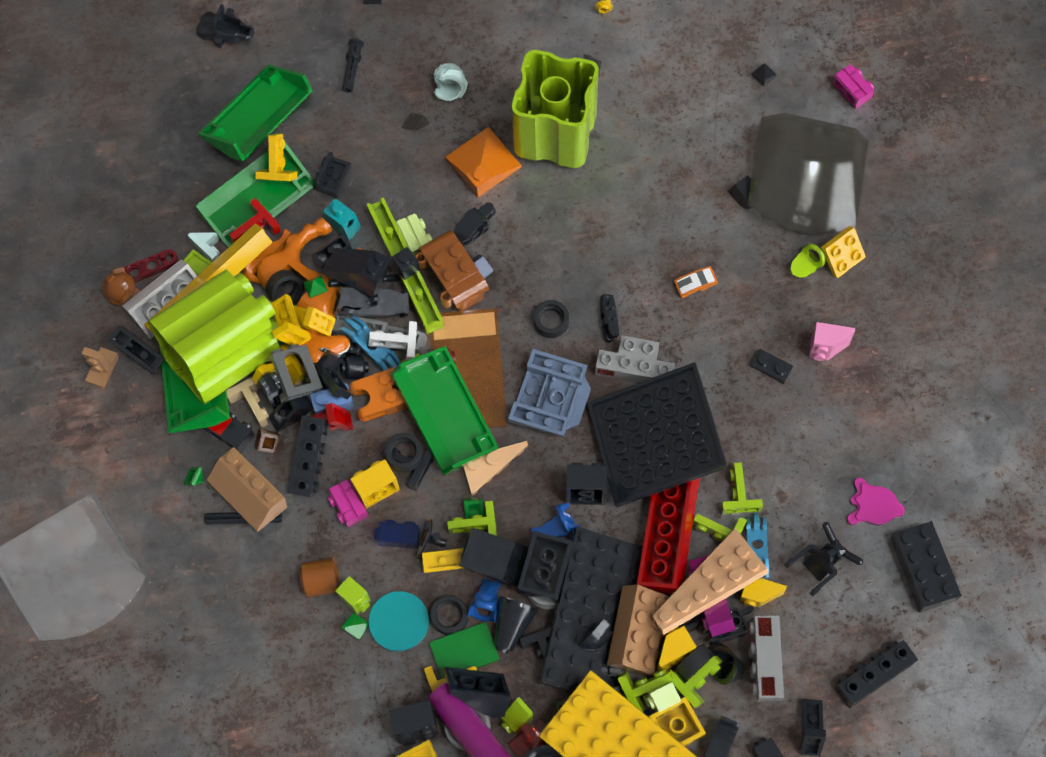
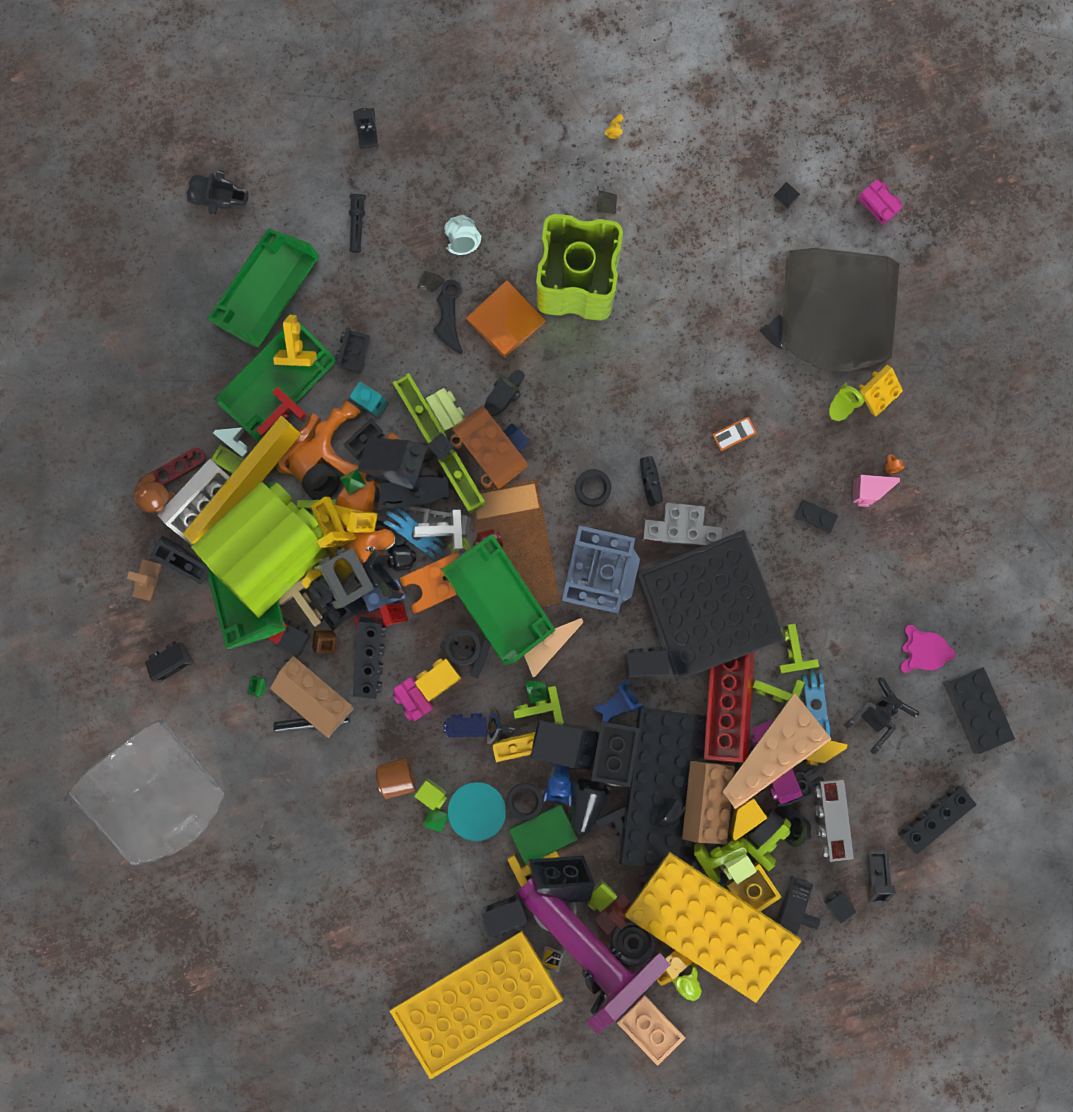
camera: 10 degrees left, 15 degrees up
(110, 445) = (169, 662): none -> black slope
(425, 164) = (446, 327): none -> black piece
(853, 322) = (893, 464): none -> orange tile

